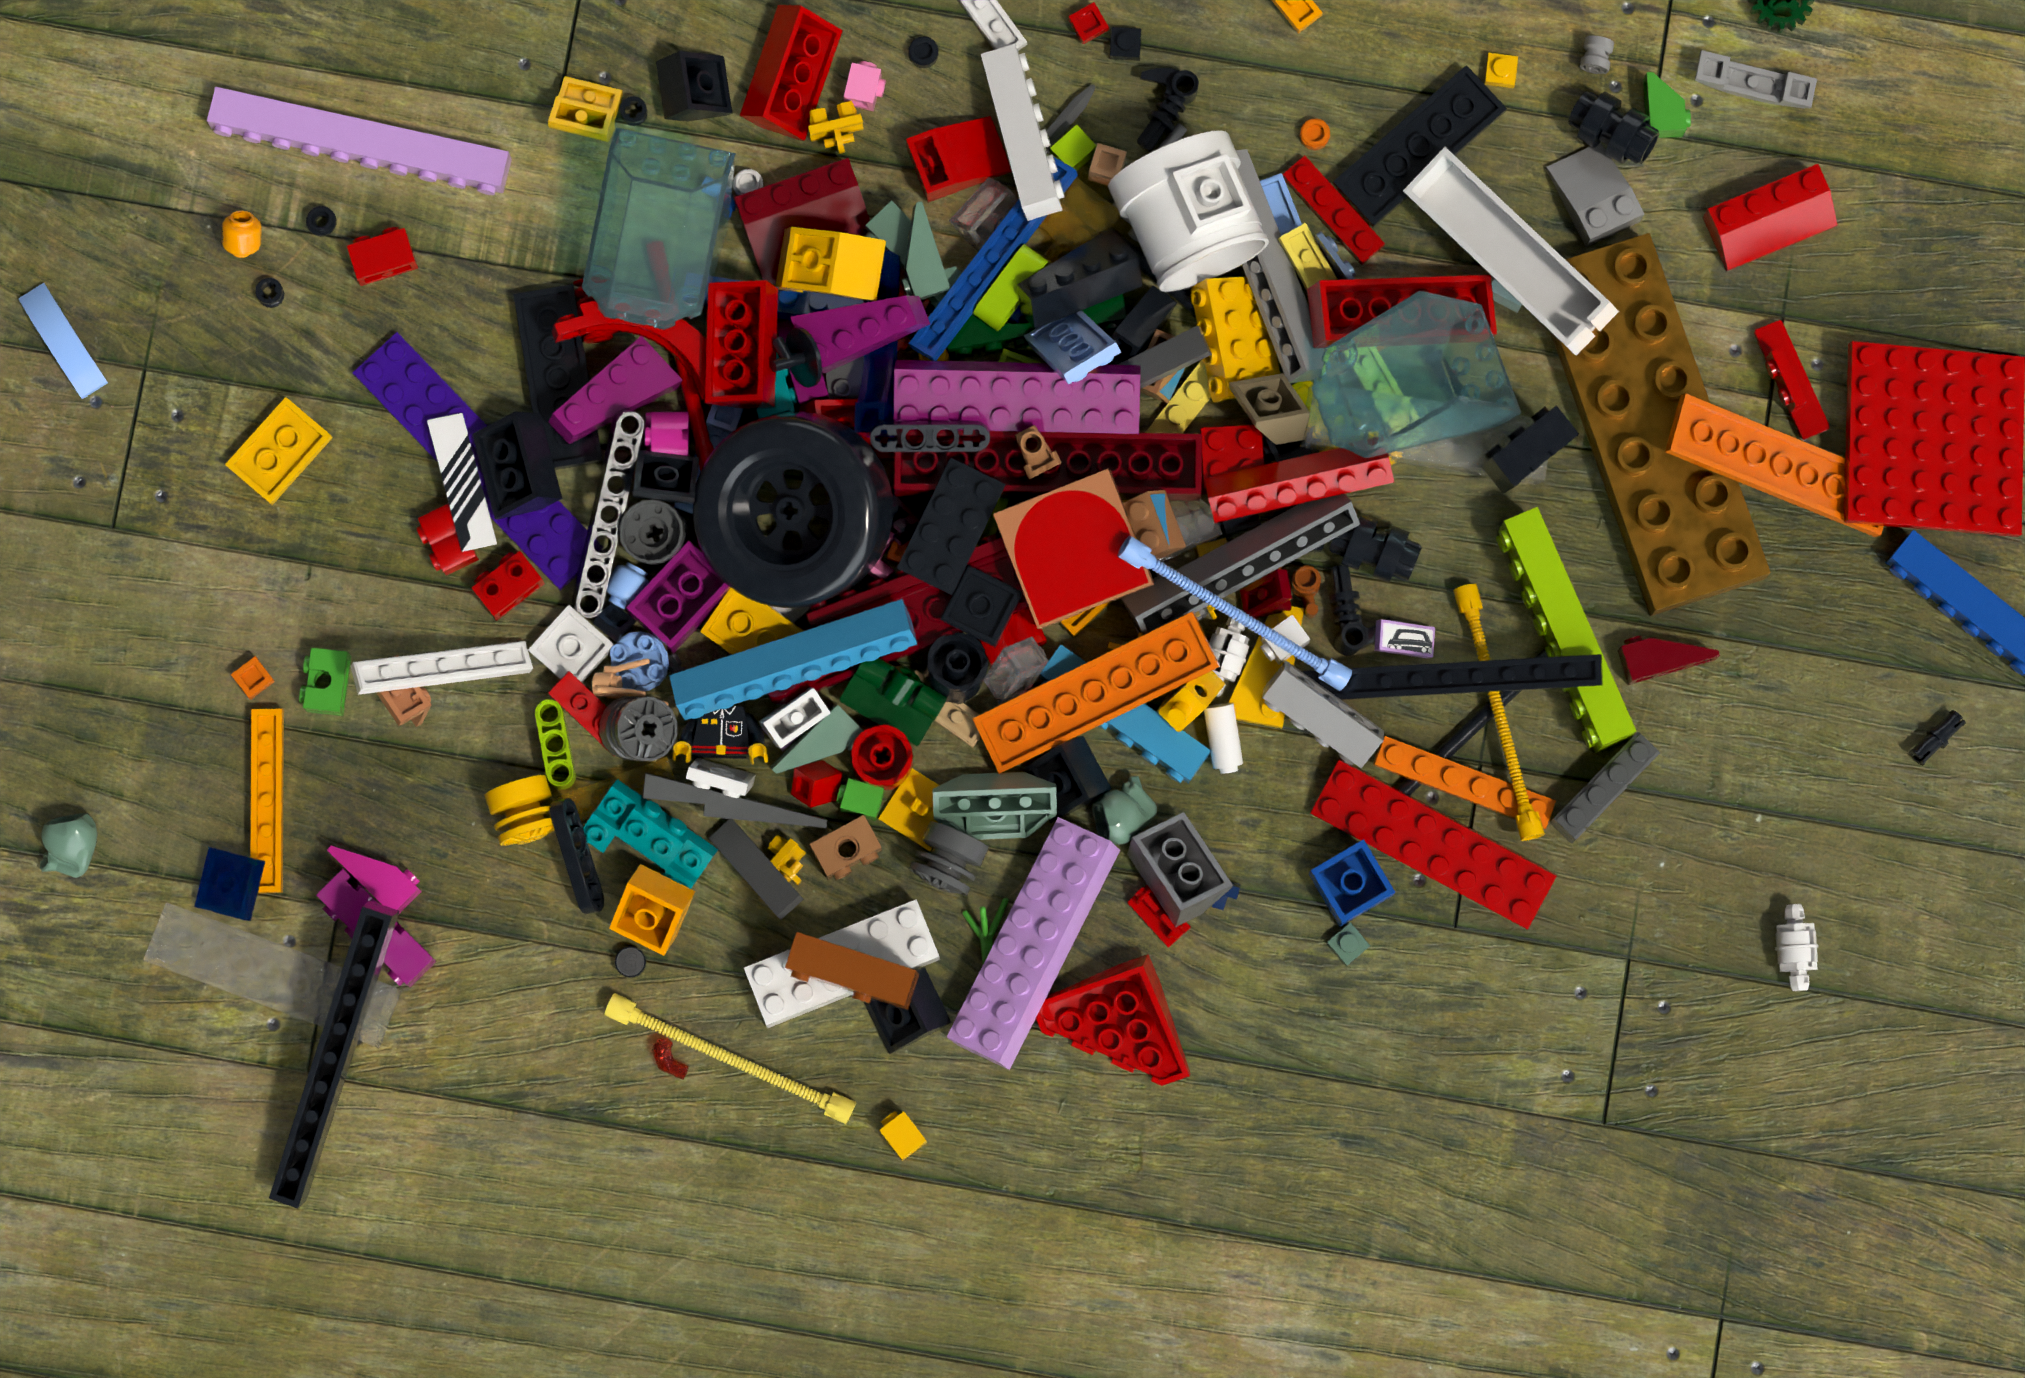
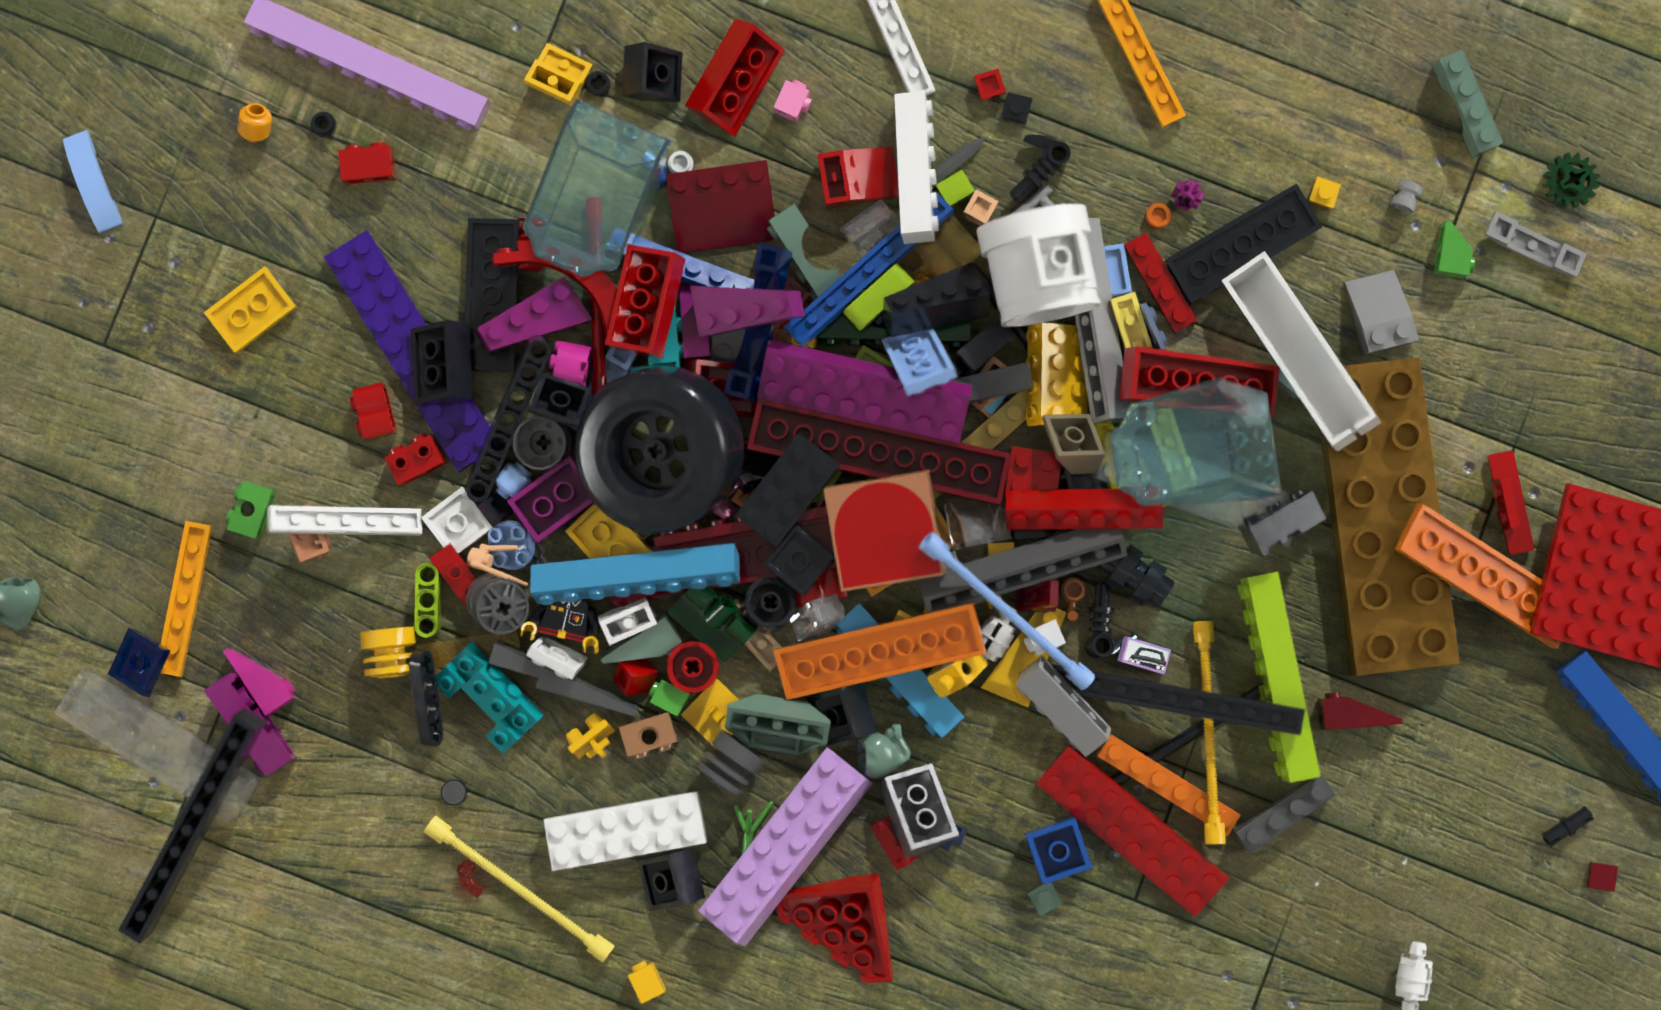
camera: 15 degrees right, 5 degrees up
(252, 677) = (192, 494): orange plate -> none
(268, 282) = (261, 175): black bush -> none
(462, 482) = (394, 367): white sticker -> none
(652, 909) = (478, 755): light orange brick -> none
(756, 868) = (570, 740): dark grey tile -> none
(800, 355) = (690, 319): black shield -> none
(821, 128) = (750, 129): yellow hips -> none
(830, 263) = (732, 249): yellow slope -> none
(851, 971) = (628, 846): dark orange brick -> none
(923, 52) = (848, 81): black tile -> none
(923, 266) = (809, 264): sand green slope -> none
(930, 442) = (784, 416): black beam -> none
(1041, 457) = (871, 448): medium nougat plate -> none
(1155, 523) = (956, 522): medium nougat brick -> none
(1223, 737) = (977, 707): white brick -> none
(1343, 102) = (1187, 194): none -> magenta gear
(1602, 121) = (1417, 269): black piece -> none
(1771, 217) = (1523, 363): red slope -> none
(1990, 787) = (1602, 876): none -> dark red tile

